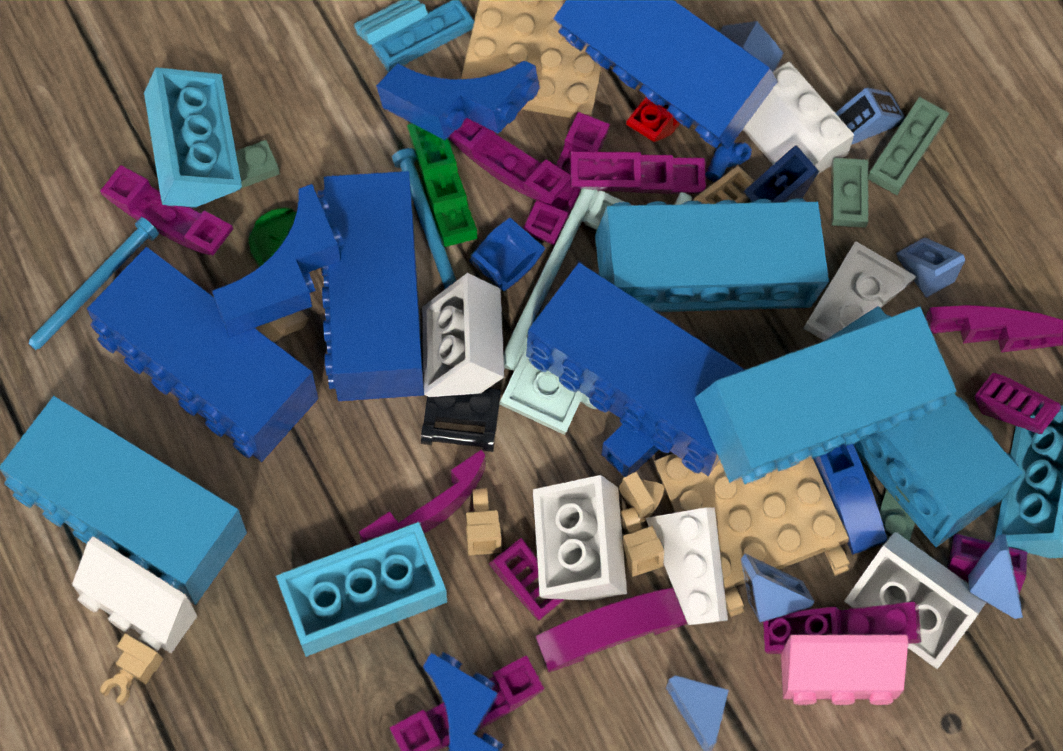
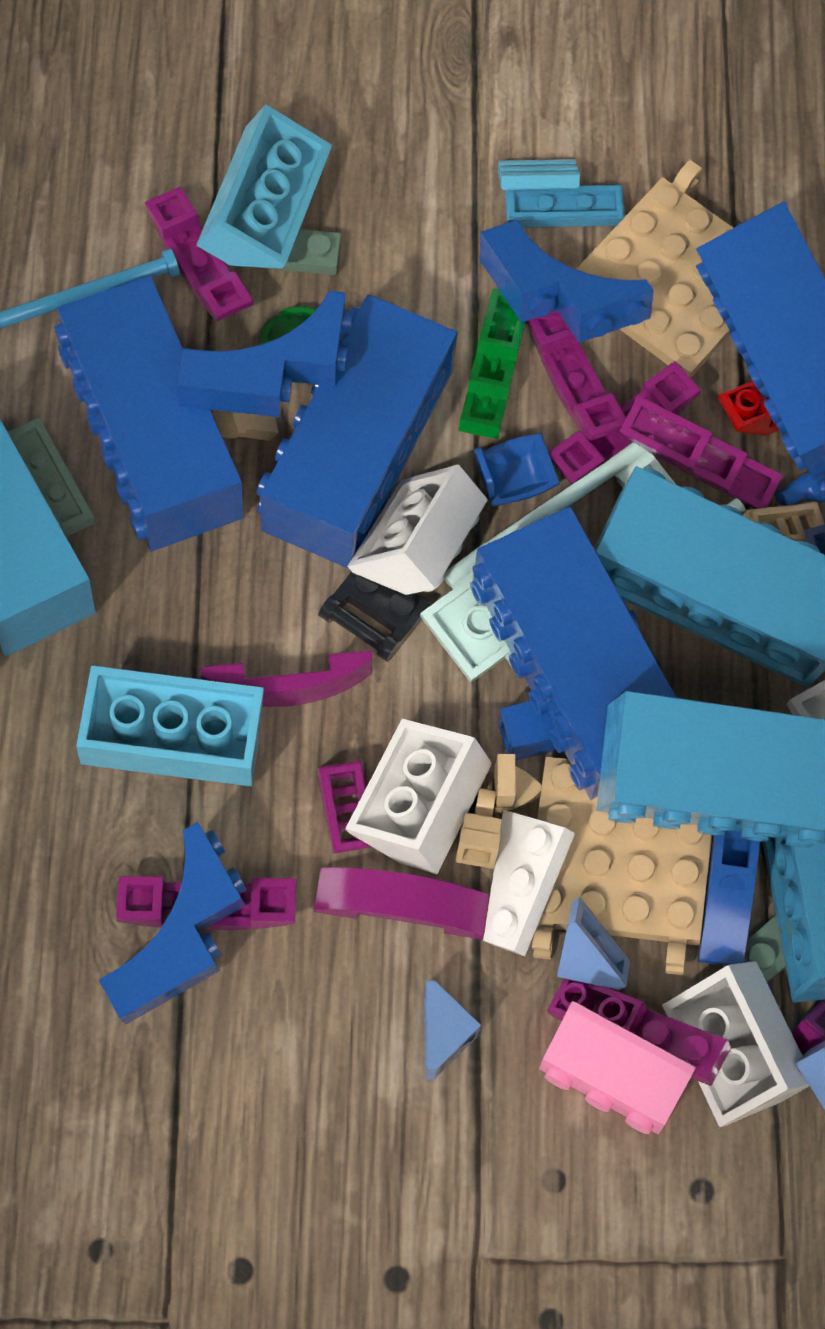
camera: 25 degrees right, 0 degrees up
(153, 441) = (52, 477): none -> sand green plate
(405, 160) = (469, 323): dark azure bar -> none
(482, 526) = (330, 729): tan piece -> none

